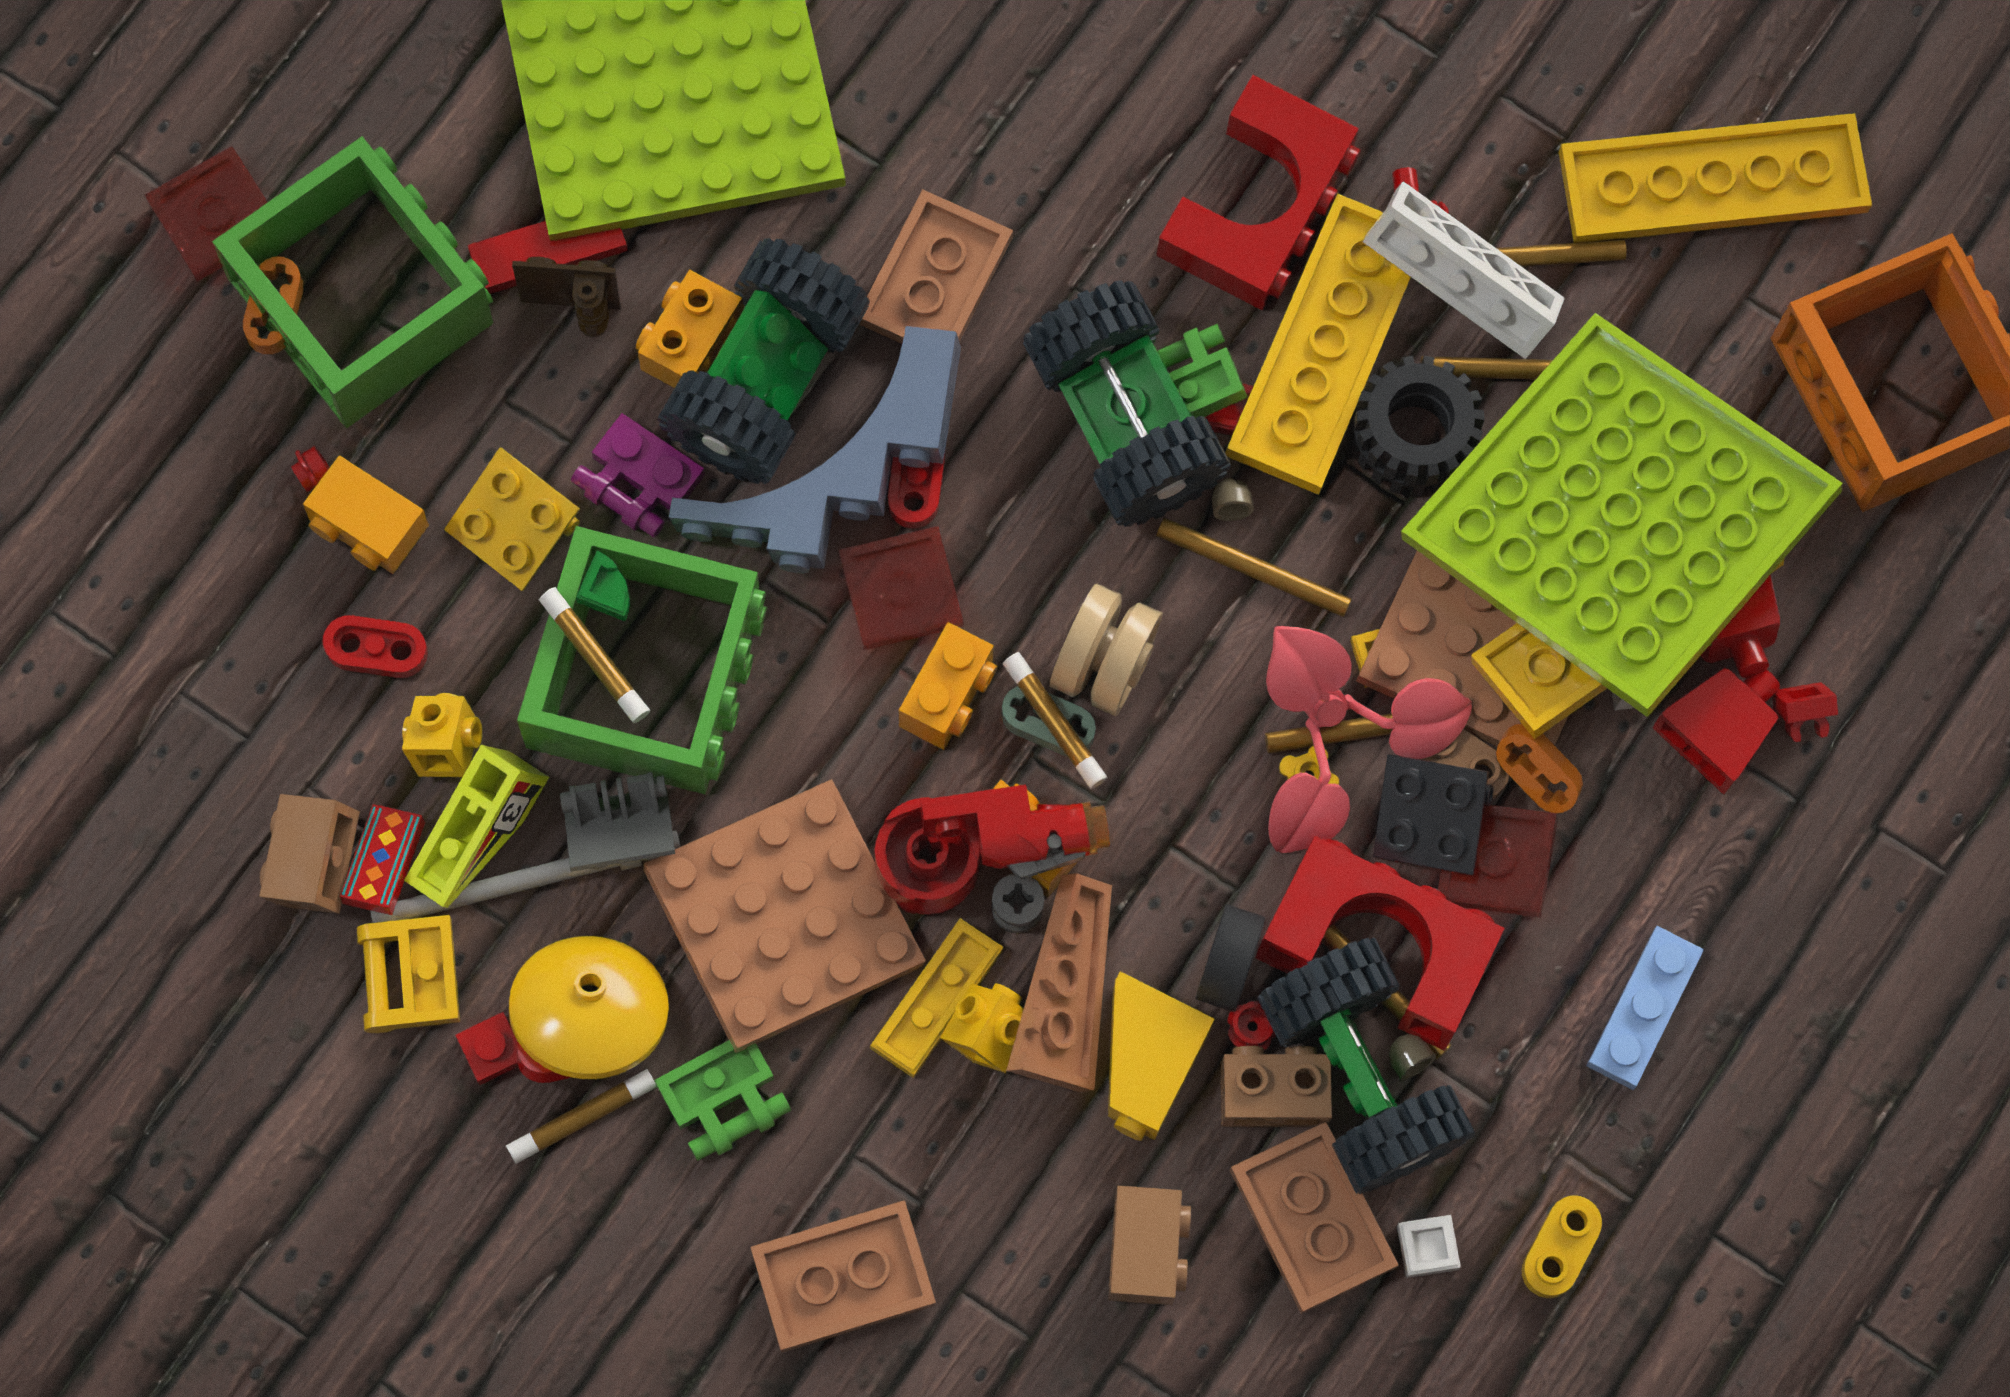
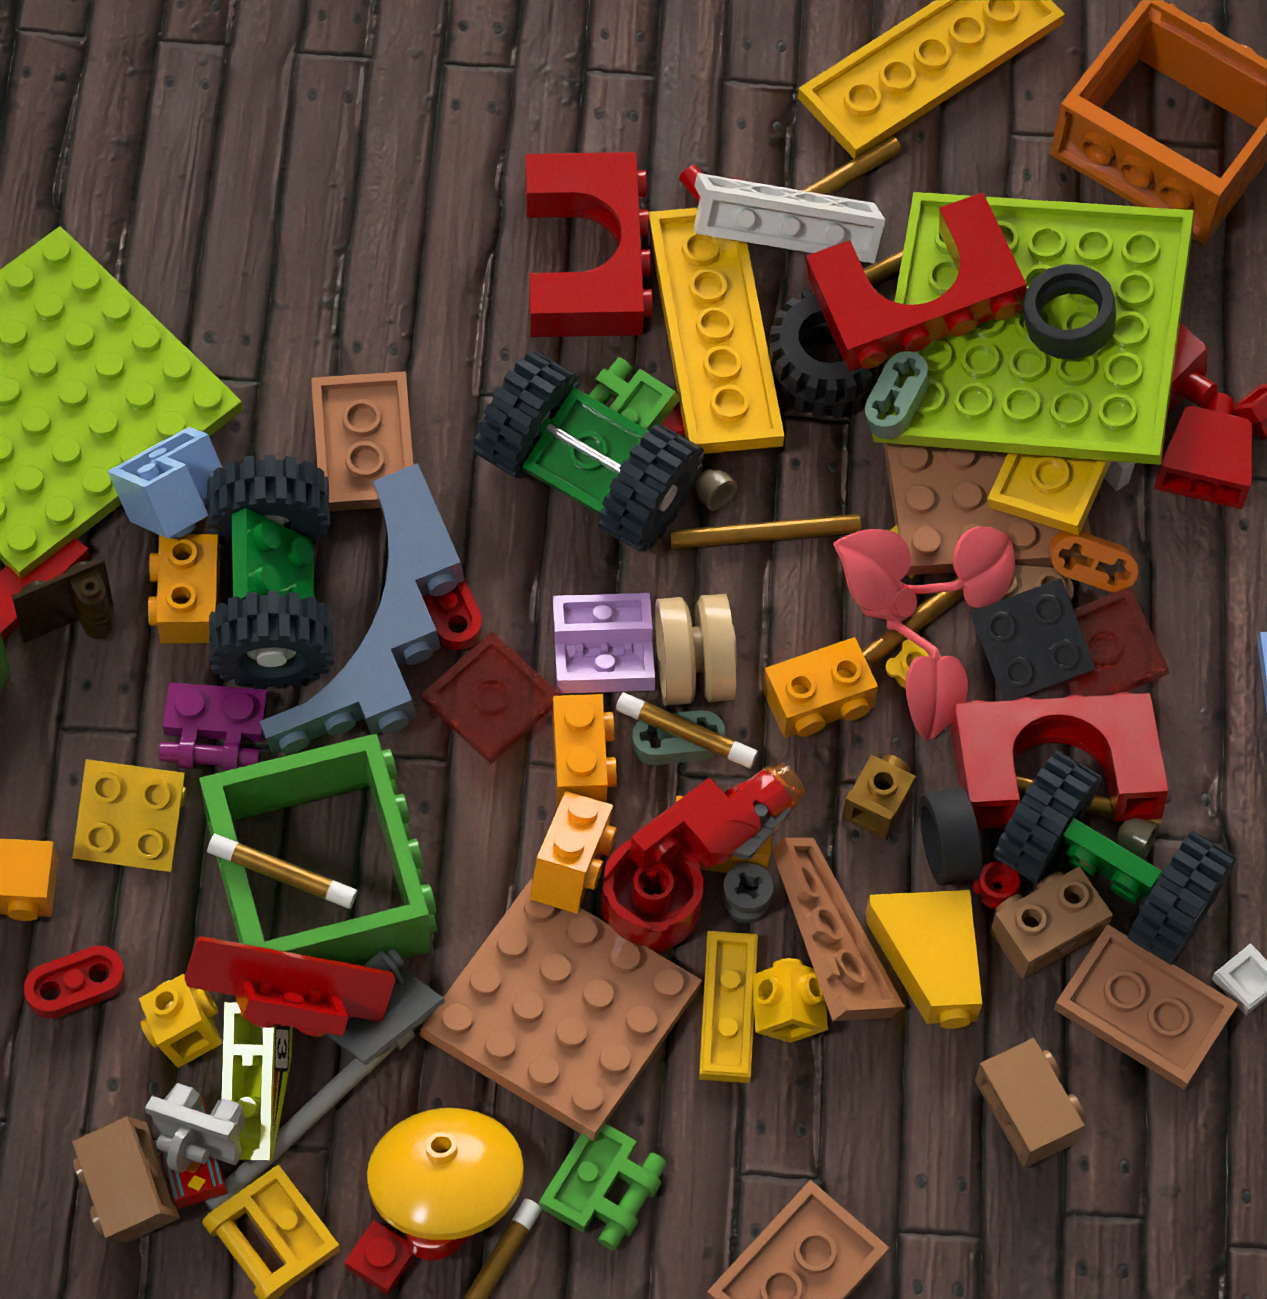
camera: 30 degrees left, 10 degrees down
(381, 828) = (193, 1134): none -> light grey hips
(539, 767) = (289, 987): none -> red bracket
(605, 588) = (257, 814): green tile -> none
(727, 222) = (168, 483): none -> light blue brick
(877, 777) = (572, 852): none -> light orange brick
(1034, 591) = (603, 643): none -> lavender slope
(1190, 896) = (876, 808): none -> pearl gold brick
(1205, 749) = (820, 688): none -> light orange brick
(1449, 515) = (905, 399): none -> sand green beam
(1584, 452) = (875, 328): none -> red arch
(1647, 483) = (1062, 281): none -> black tyre

